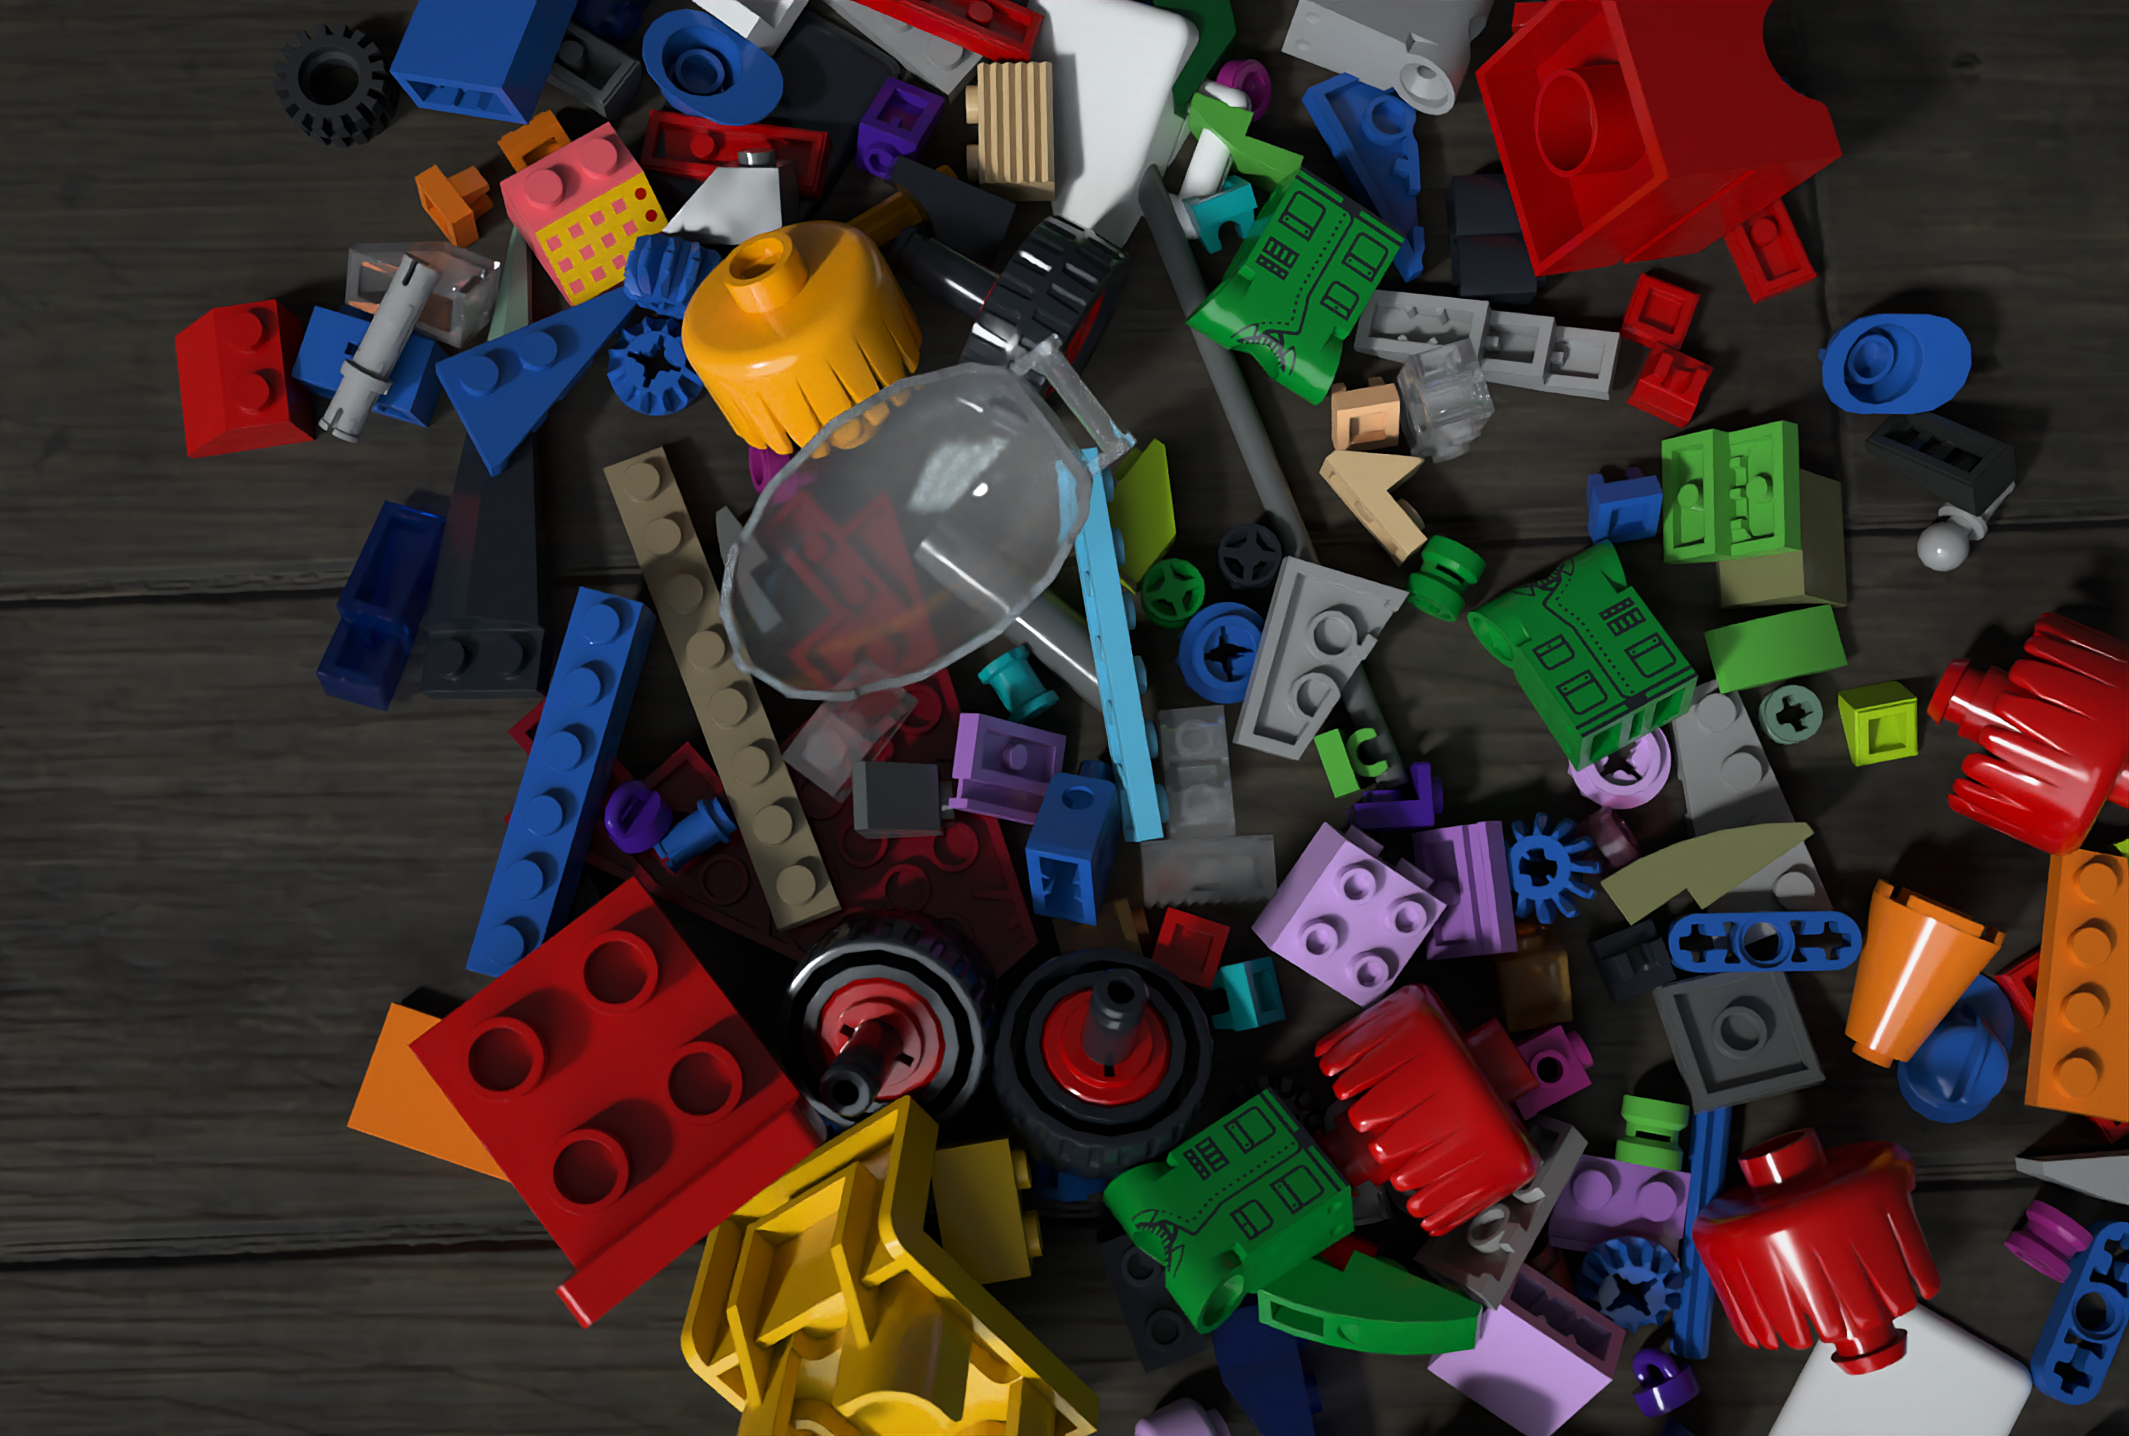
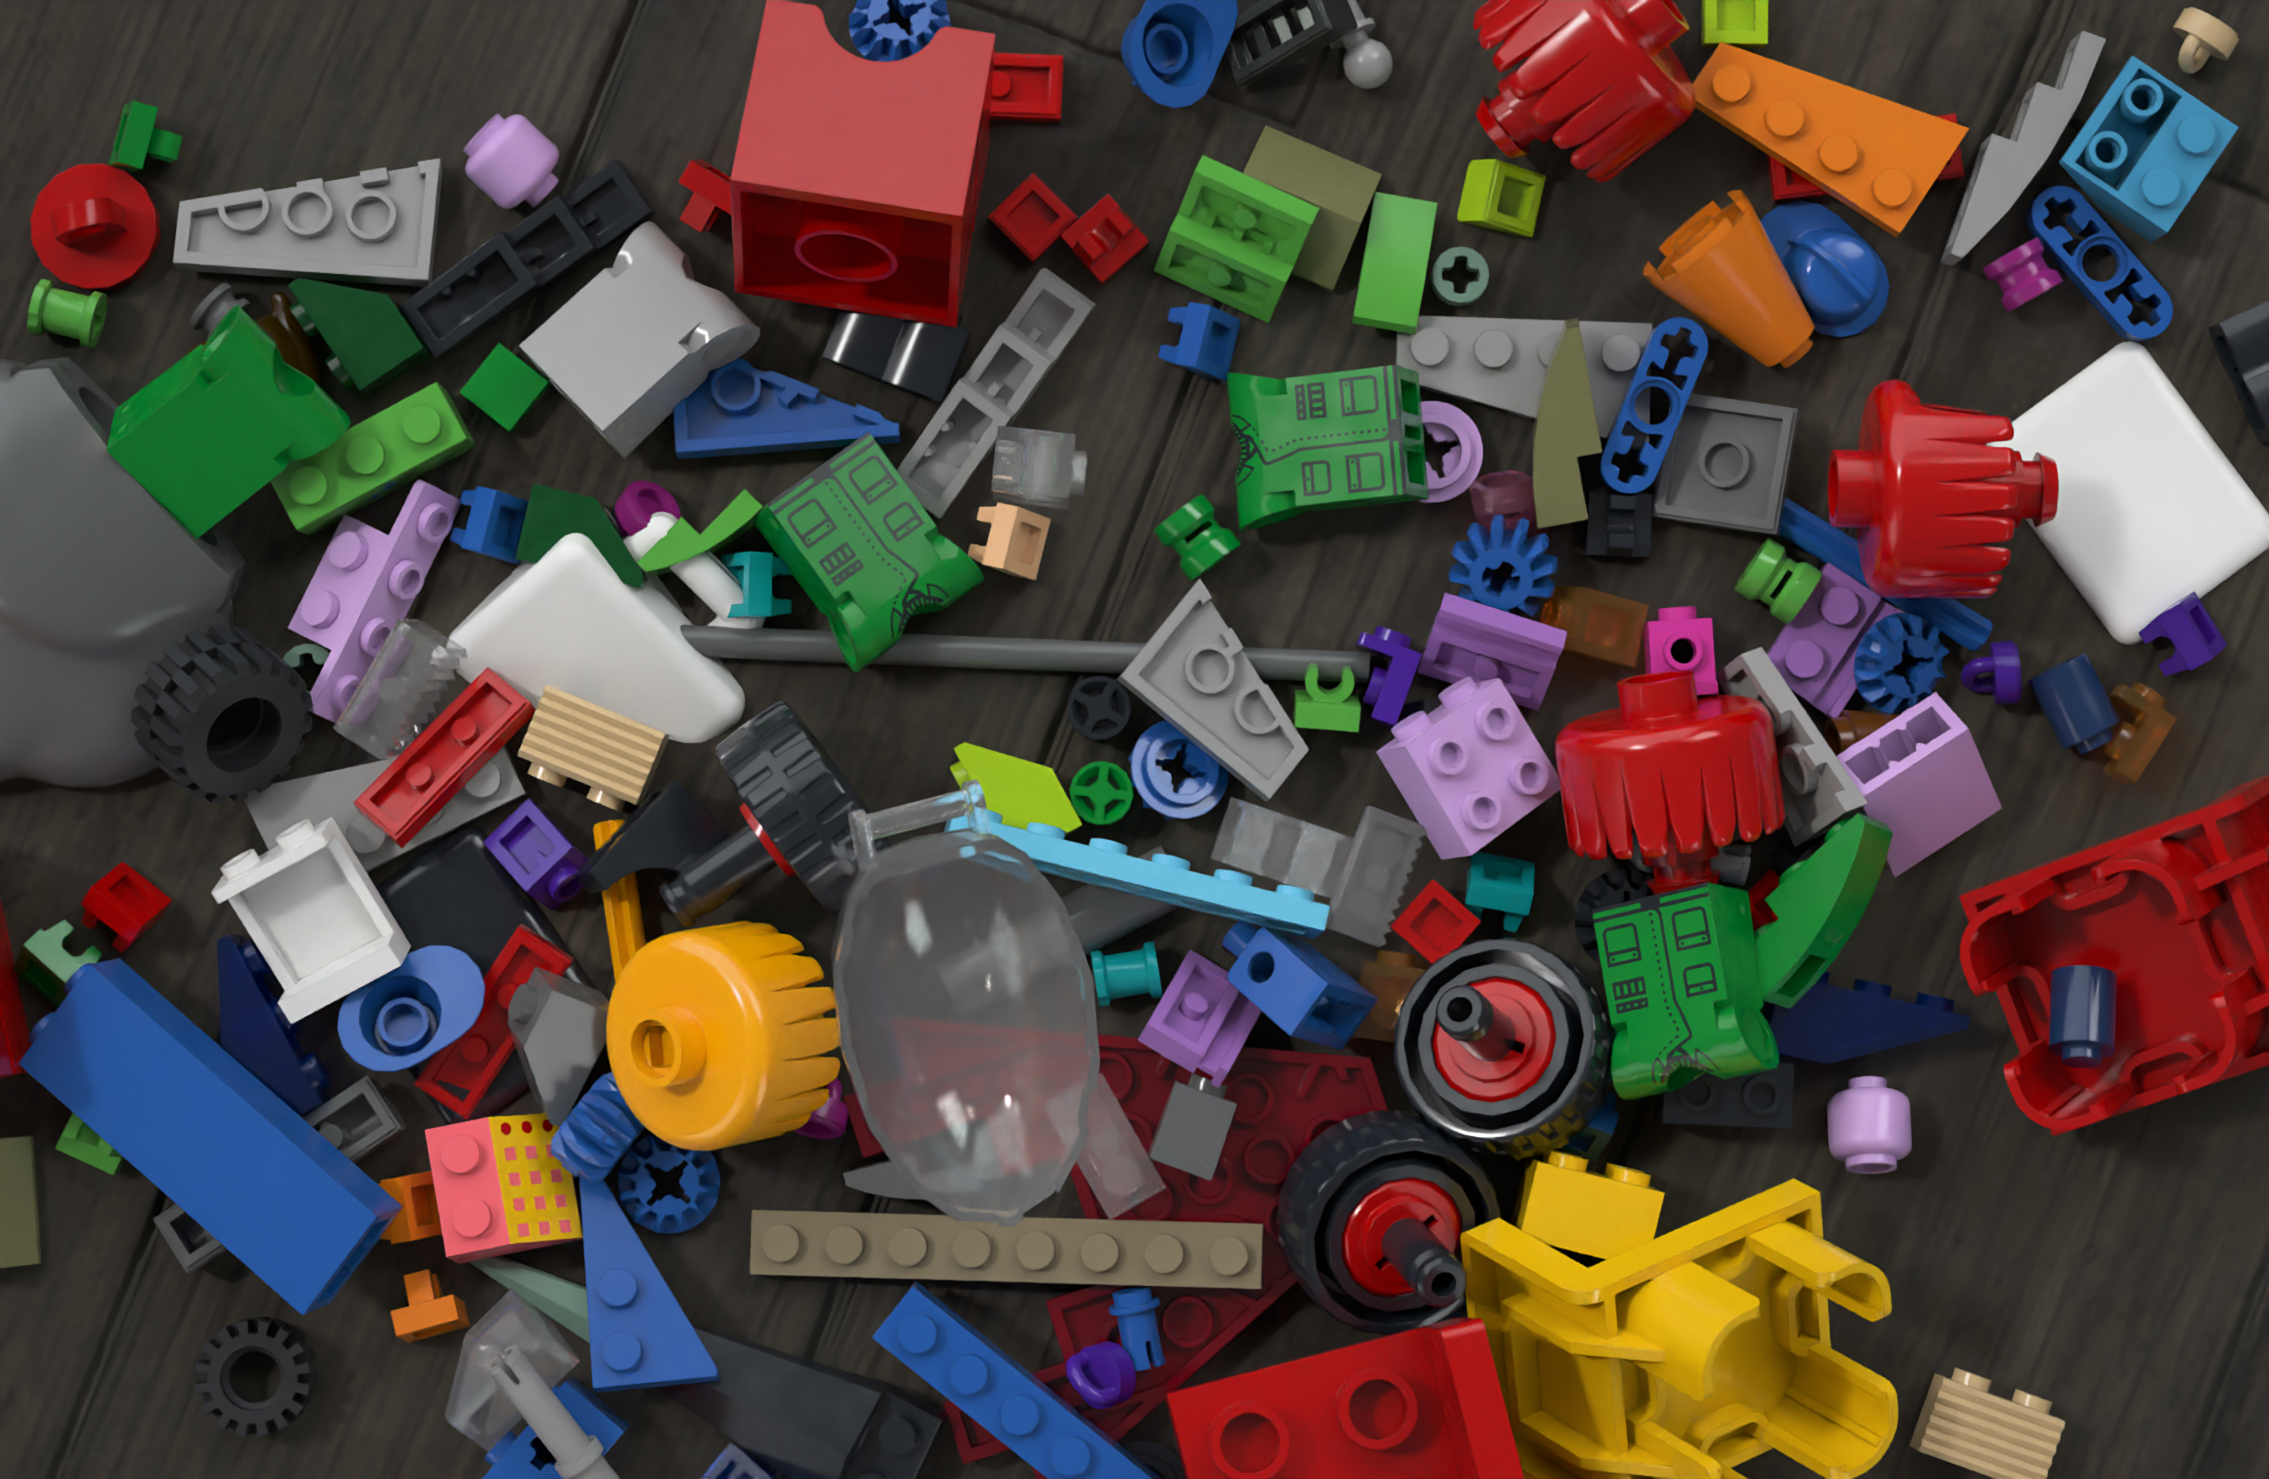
camera: 75 degrees left, 5 degrees up
(1365, 487) = (1079, 570): tan slope -> none

